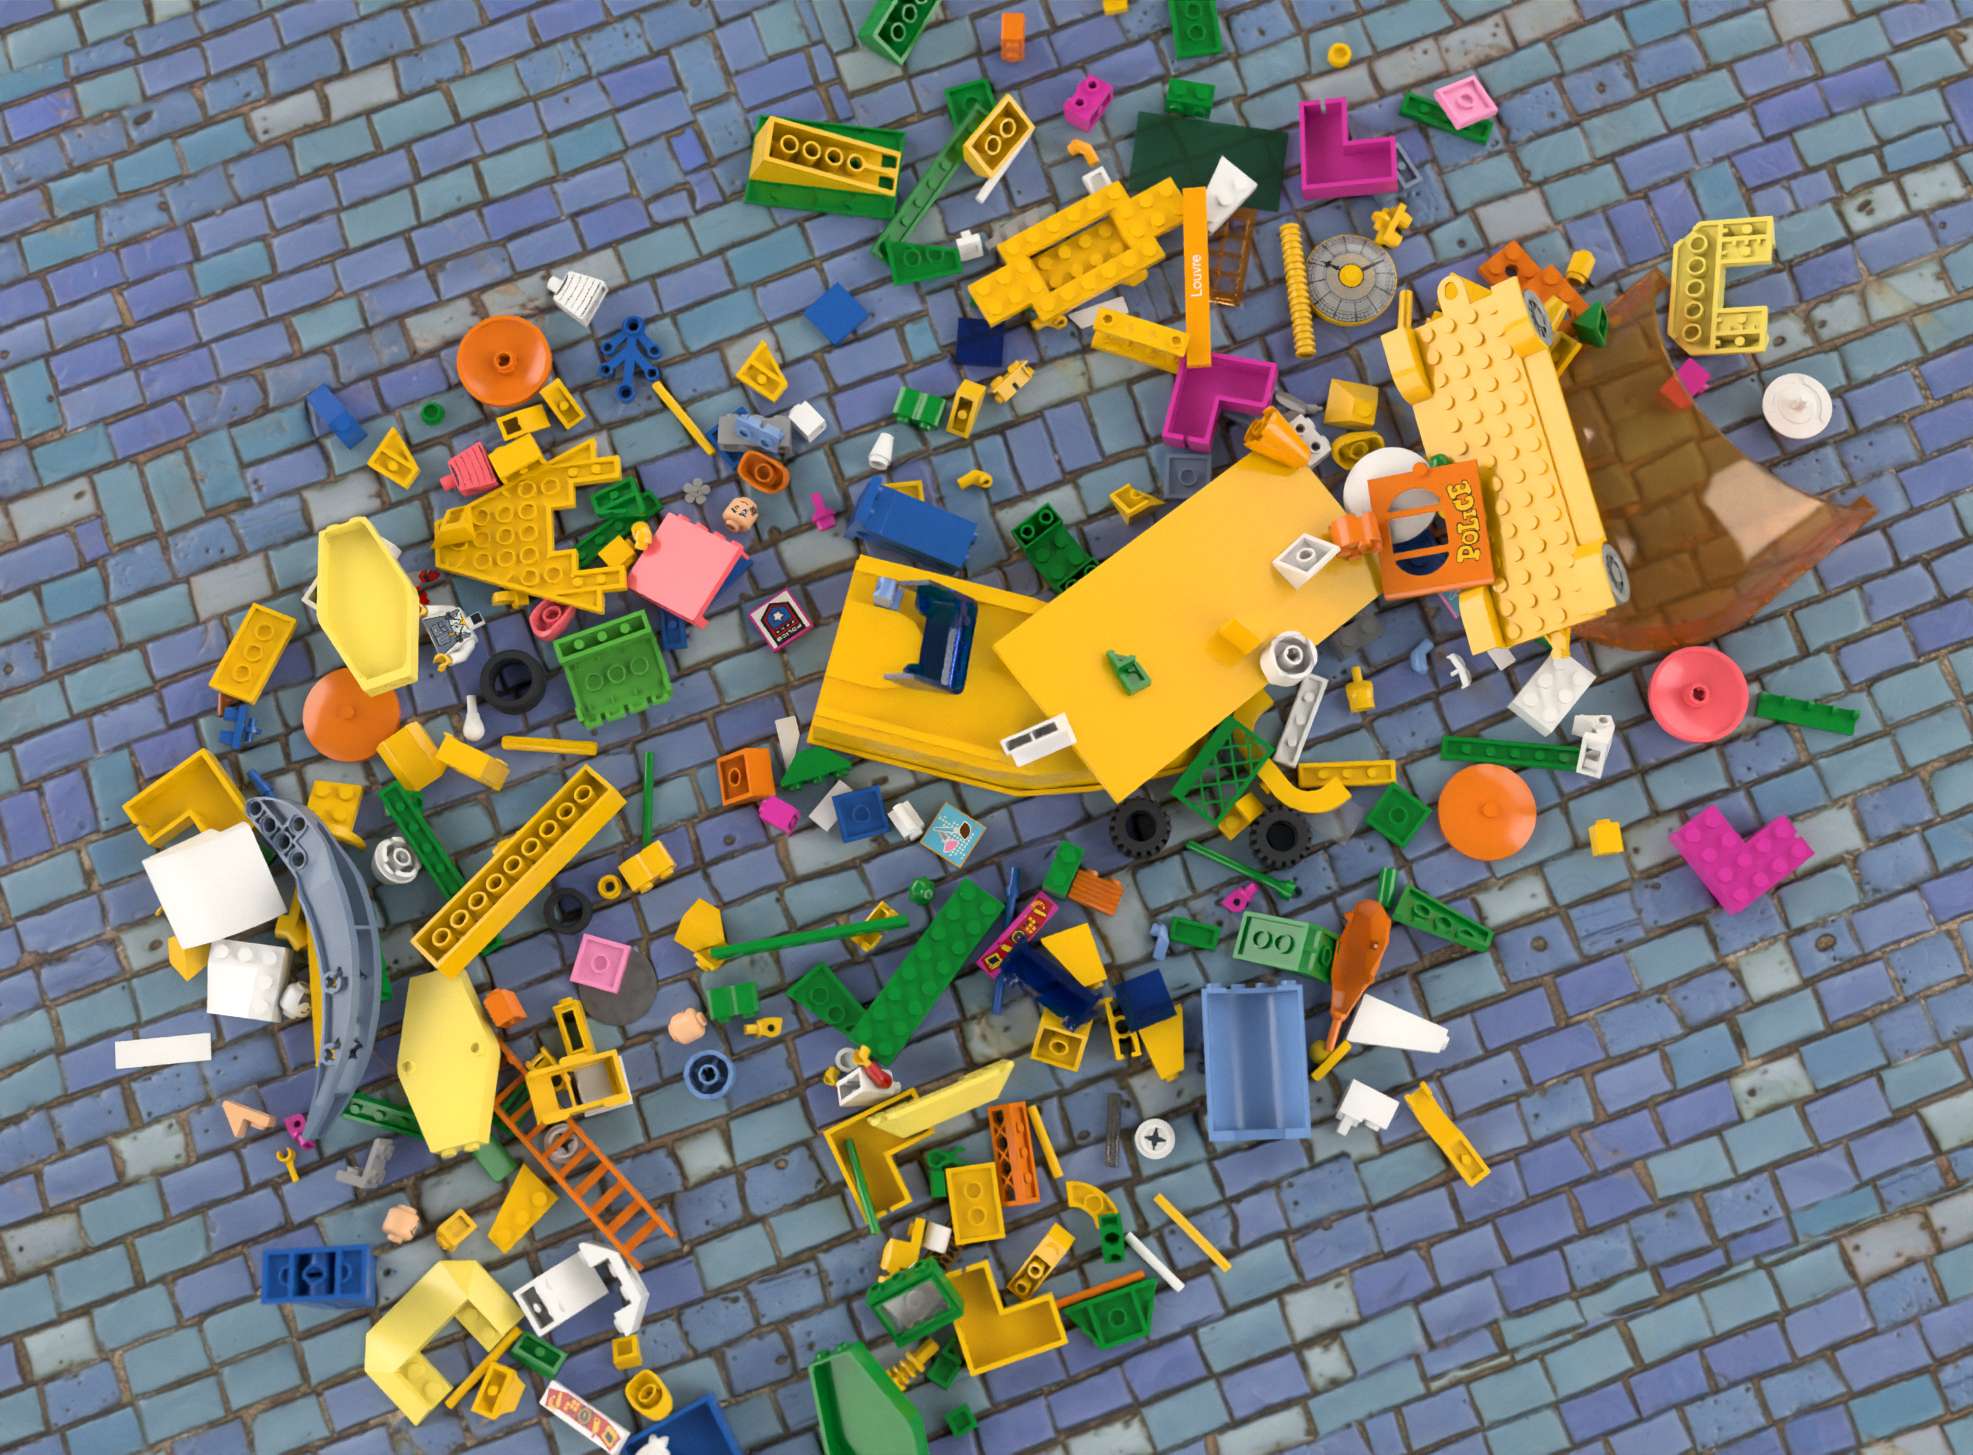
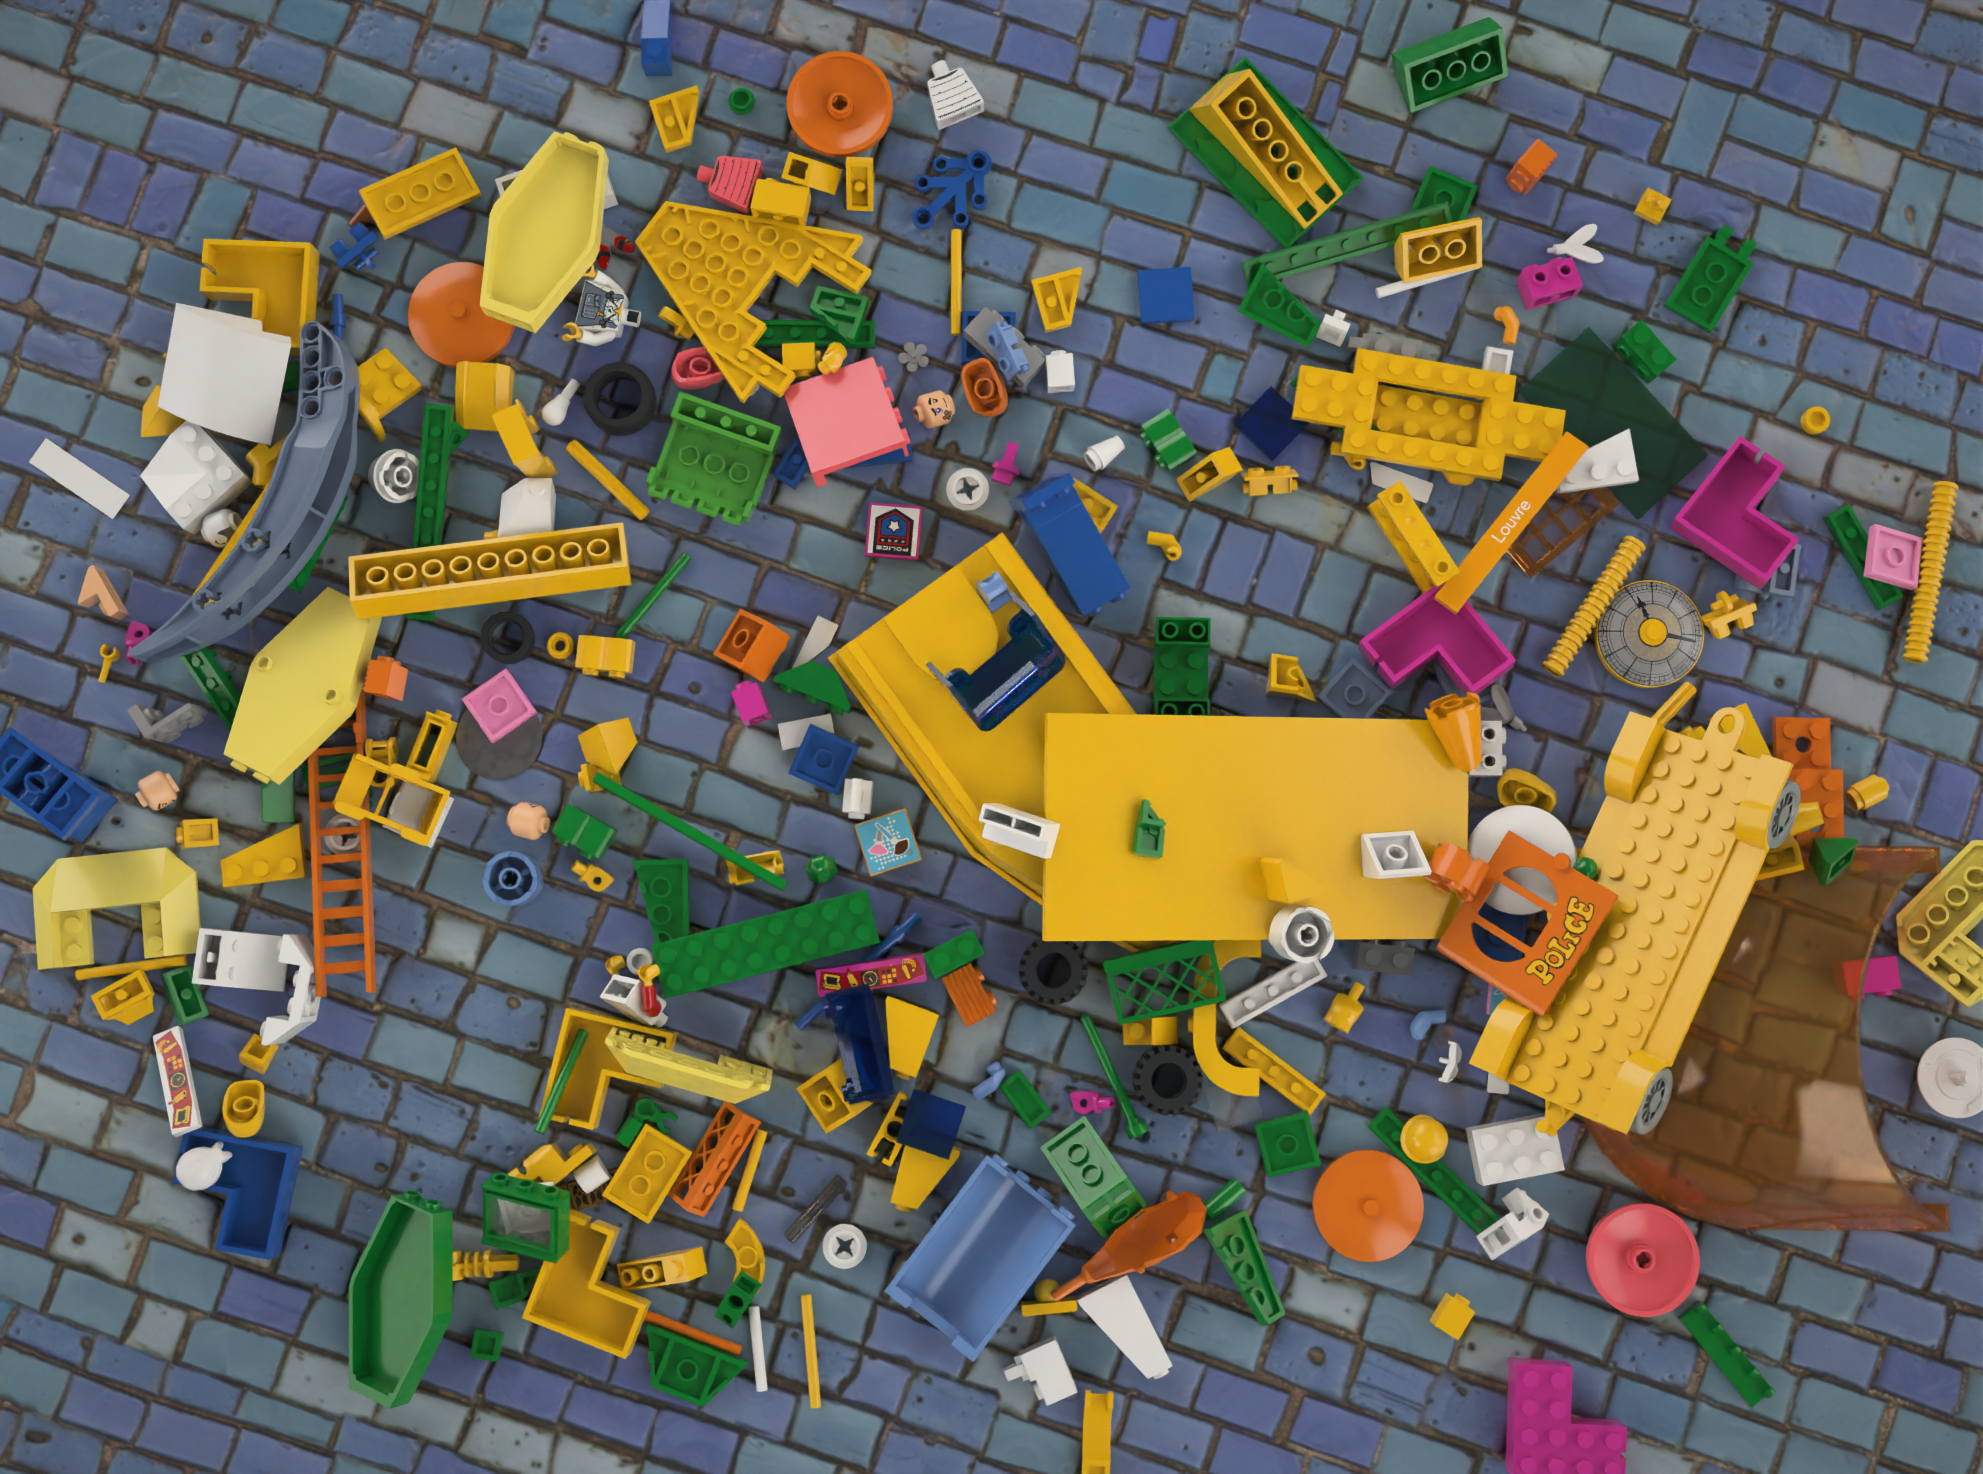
camera: 35 degrees right, 5 degrees up
(455, 527) = (679, 220): yellow slope -> none
(508, 808) = (528, 508): none -> white slope
(807, 540) = (973, 478): none -> white gear
(1084, 67) = (1574, 246): none -> white piece
(1351, 405) = (1554, 748): yellow slope -> none
(1486, 735) = (1424, 1139): none -> yellow helmet
(1497, 93) = (1930, 571): none -> yellow piece

